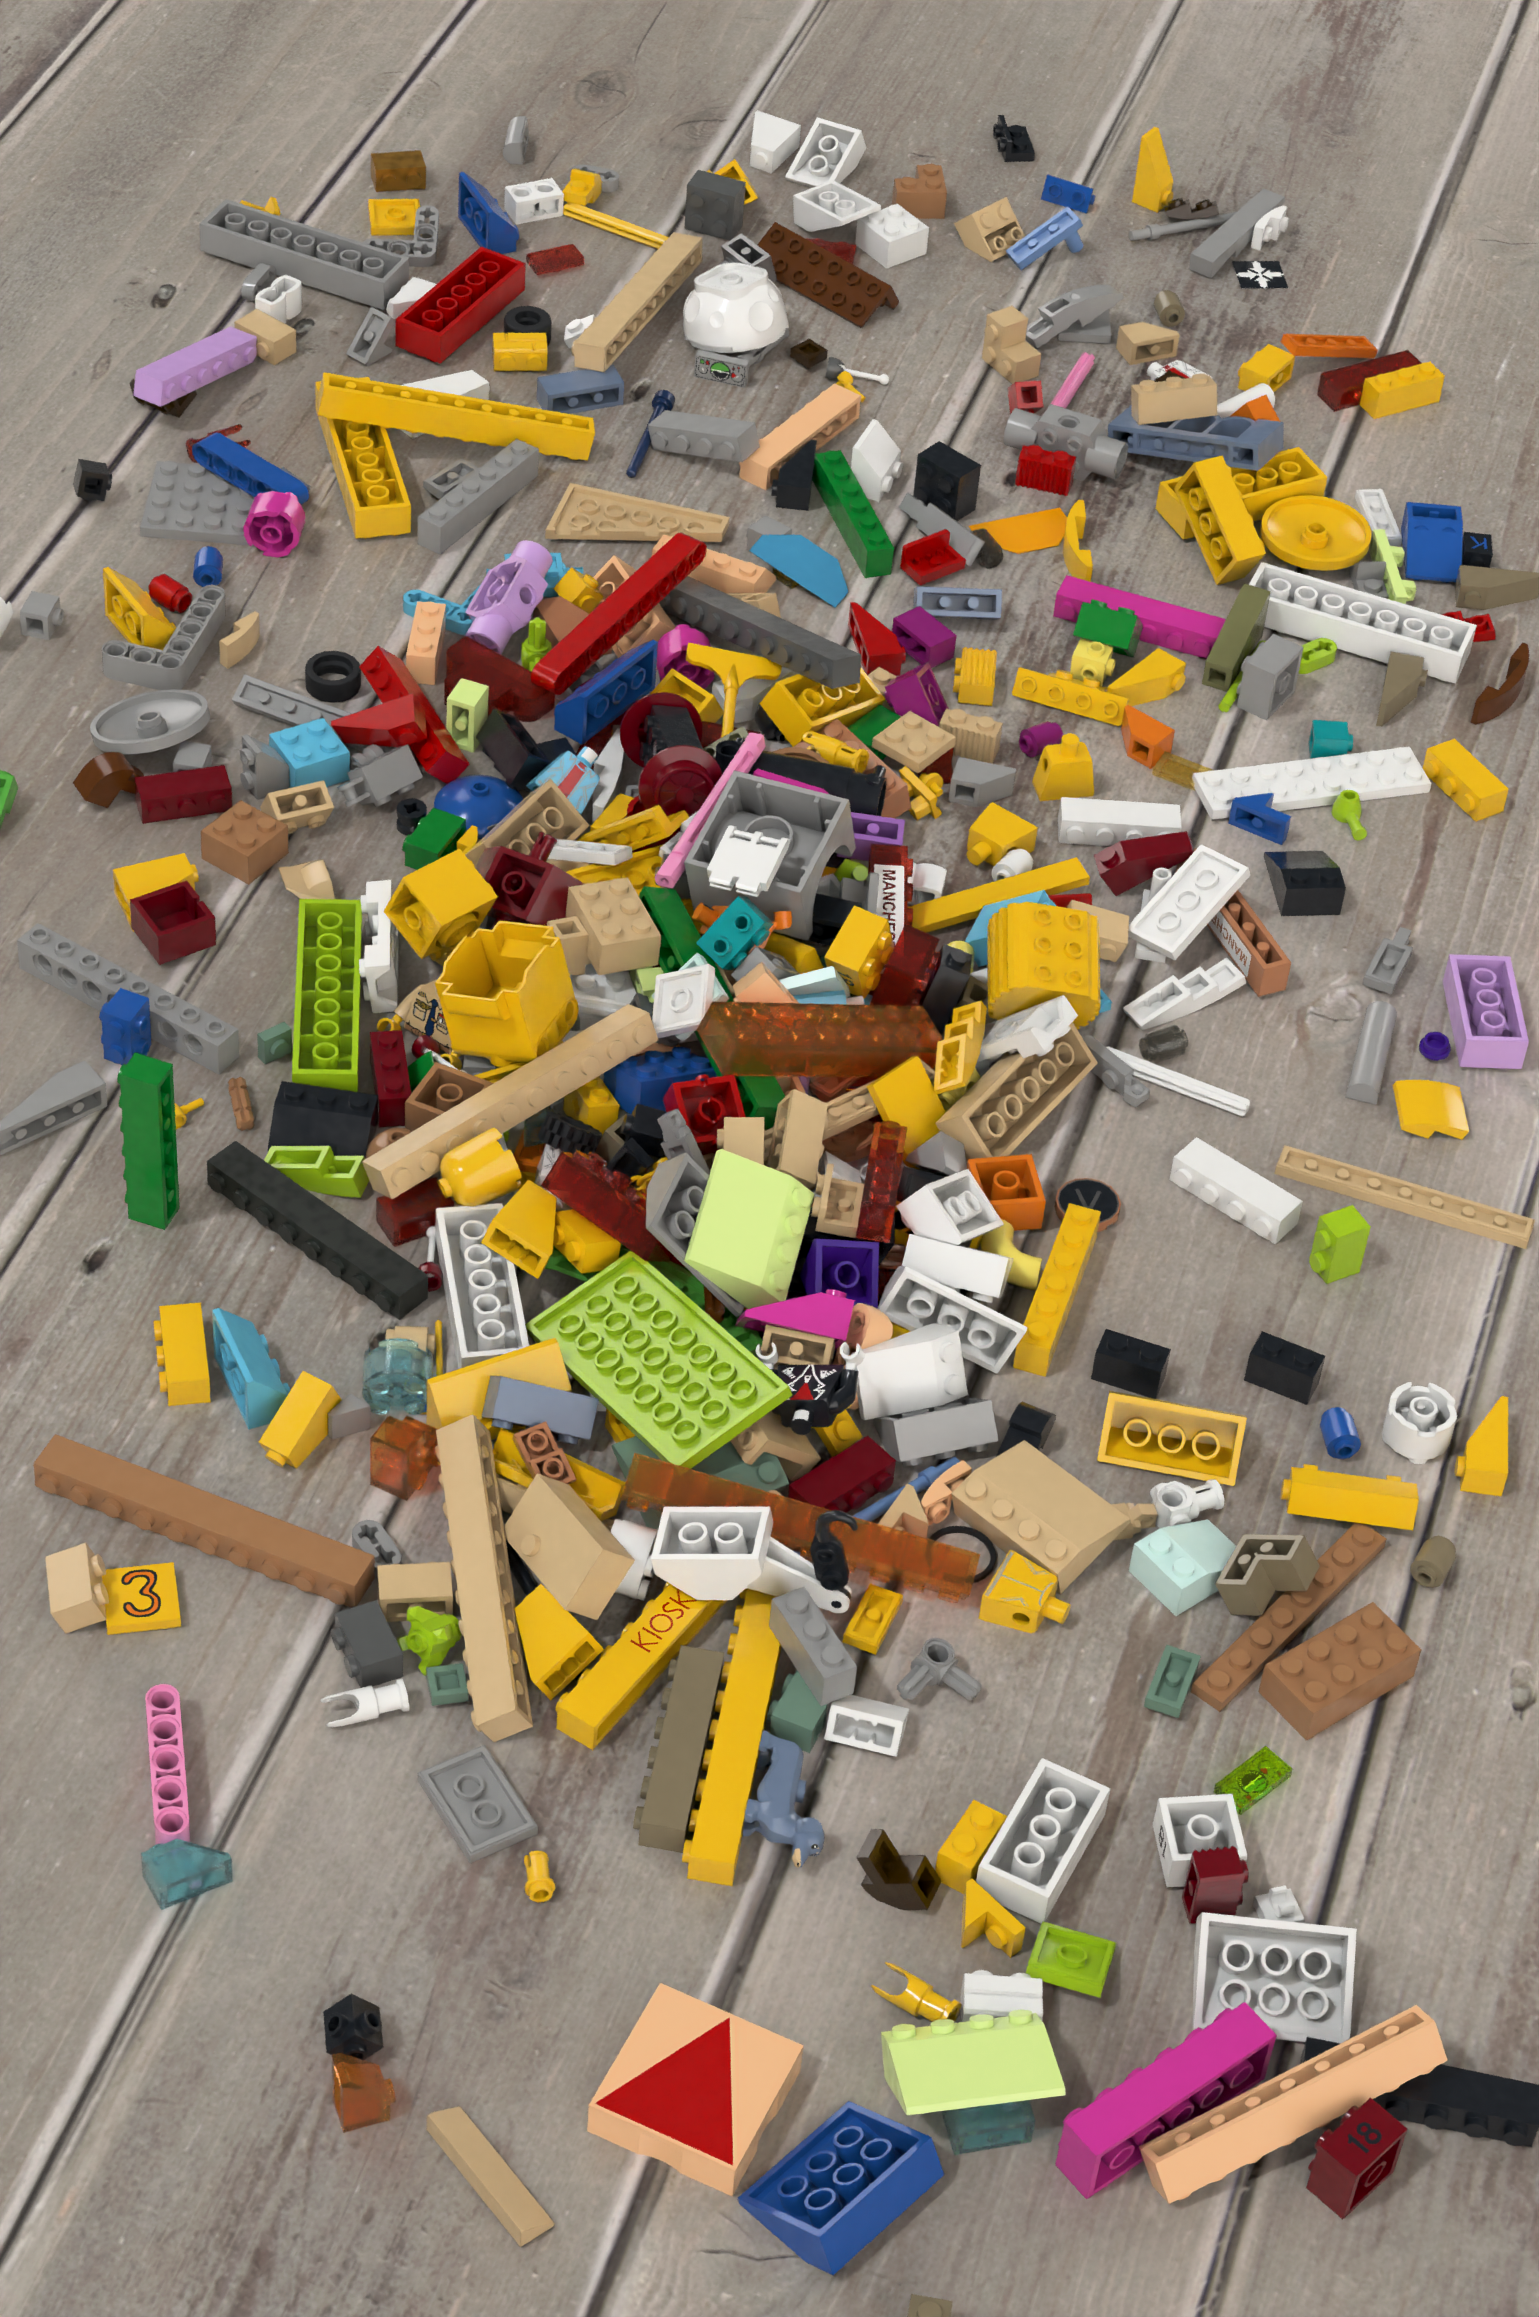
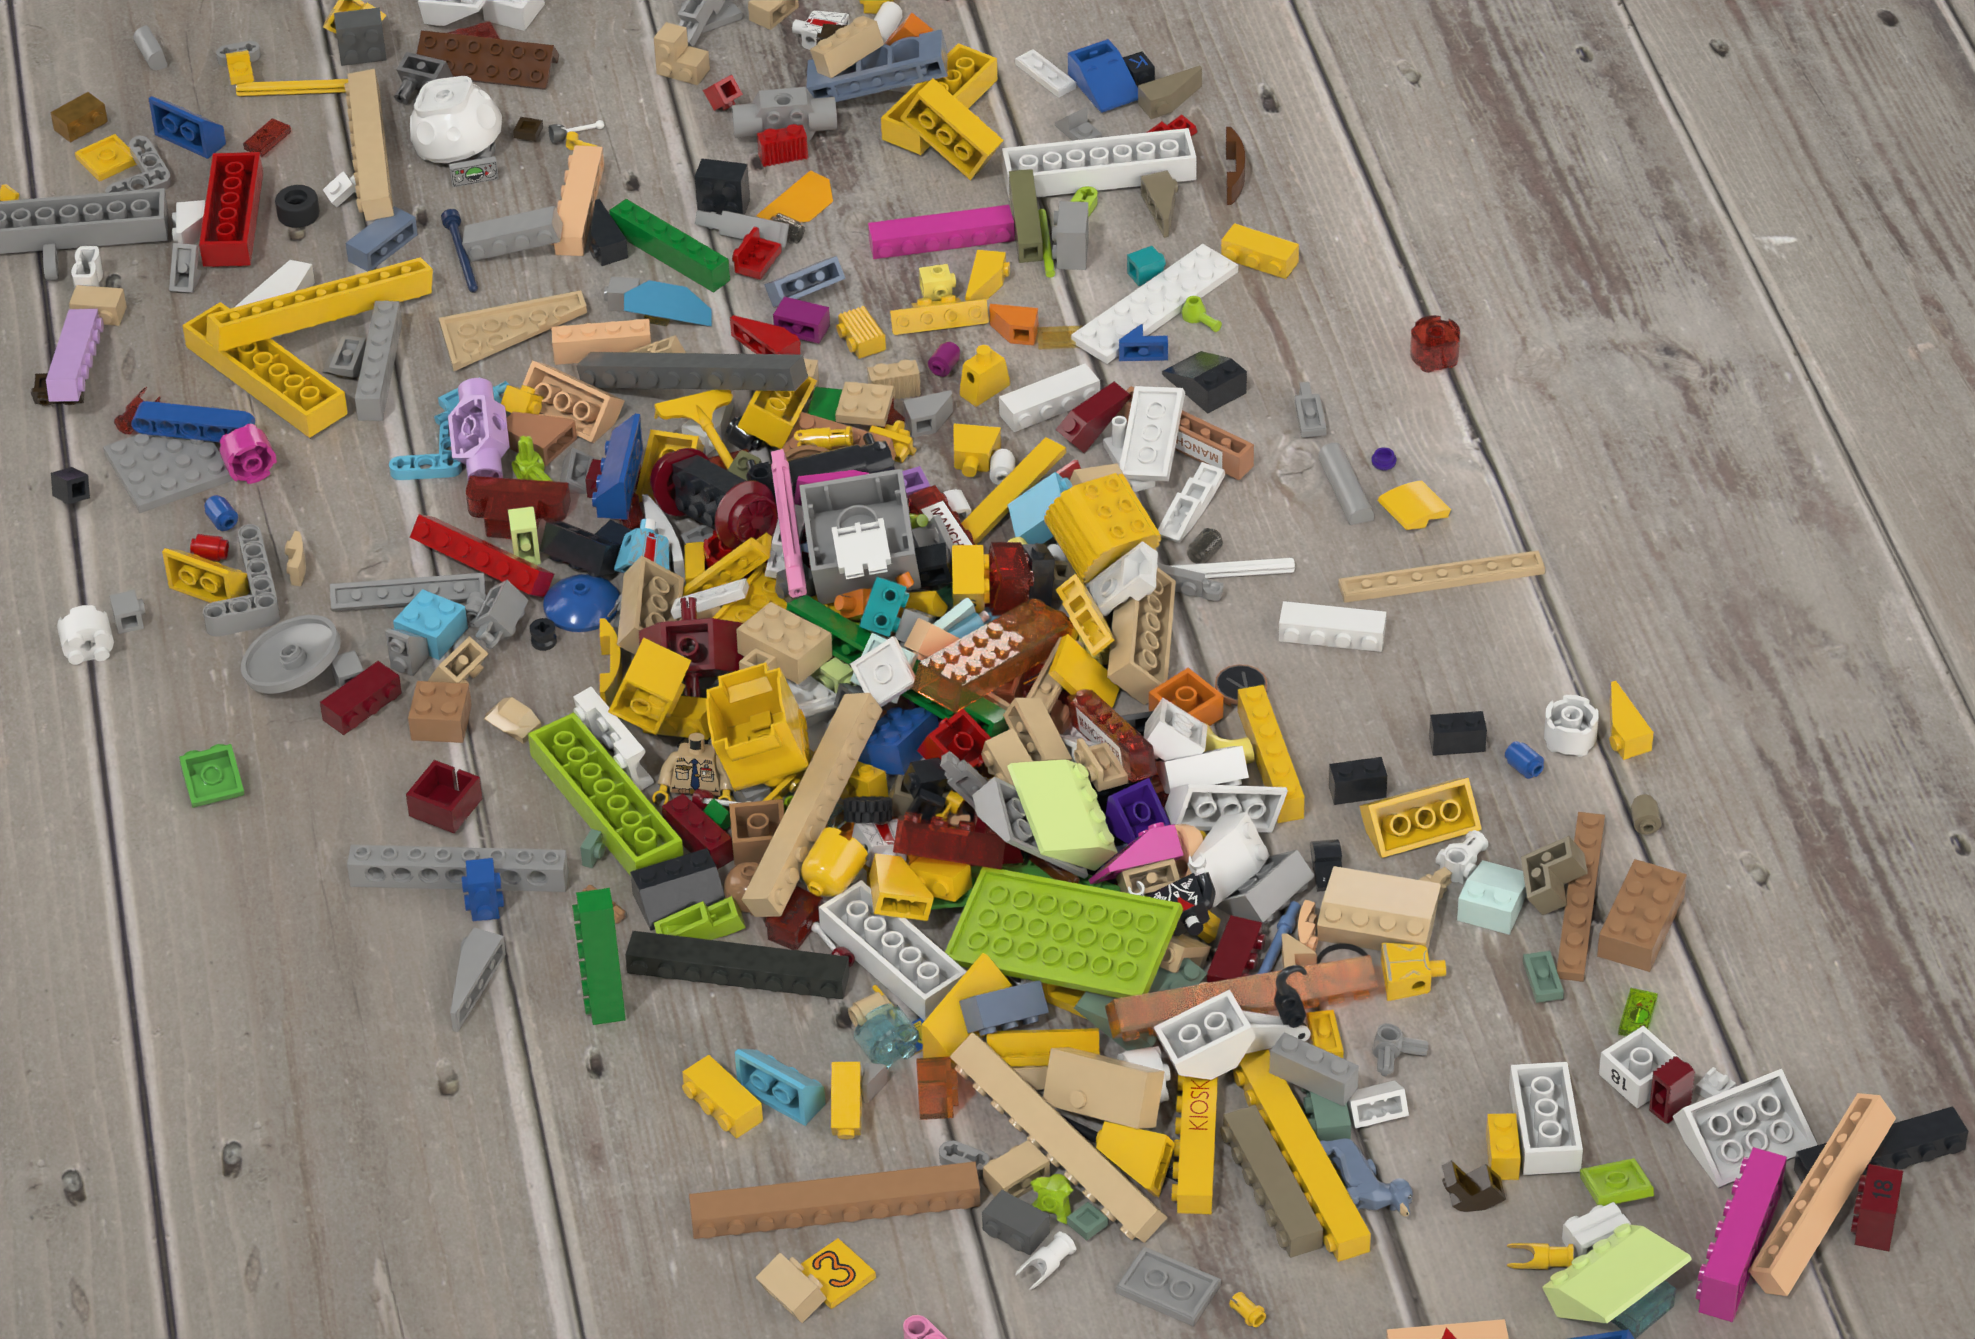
camera: 25 degrees left, 0 degrees up
(105, 777) = (296, 713): reddish brown brick -> none
(151, 876) = (397, 776): yellow slope -> none
(180, 1112) = (565, 935): yellow hand -> none
(332, 690) = (390, 541): black tyre -> none
(386, 724) = (478, 572): red slope -> none
(426, 642) = (439, 493): light nougat brick -> none
(433, 838) = (577, 644): green brick -> none
(519, 352) = (307, 227): yellow brick -> none
(534, 201) = (210, 94): white brick -> none
(542, 1454) = (1033, 1038): nougat slope -> none
(618, 613) = (578, 405): red beam -> none
(672, 654) = (643, 404): dark pink brick -> none
(876, 461) = (657, 194): white slope -> none
(917, 693) = (836, 367): magenta slope -> none
(939, 1156) = (1129, 699): light grey slope -> none
(987, 1916) = (1544, 1183): yellow slope -> none
(1074, 380) = (743, 68): bright pink axle -> none
(1076, 560) = (864, 208): yellow slope -> none
(1110, 627) = (932, 250): green brick -> none
(1315, 532) = (1017, 105): yellow dish -> none
(1339, 1244) = (1432, 629): lime brick -> none
(1350, 1497) = (1566, 798): yellow brick -> none
(1380, 550) = (1074, 101): yellowish green hinge -> none
(1485, 1011) = (1402, 417): lavender brick -> none

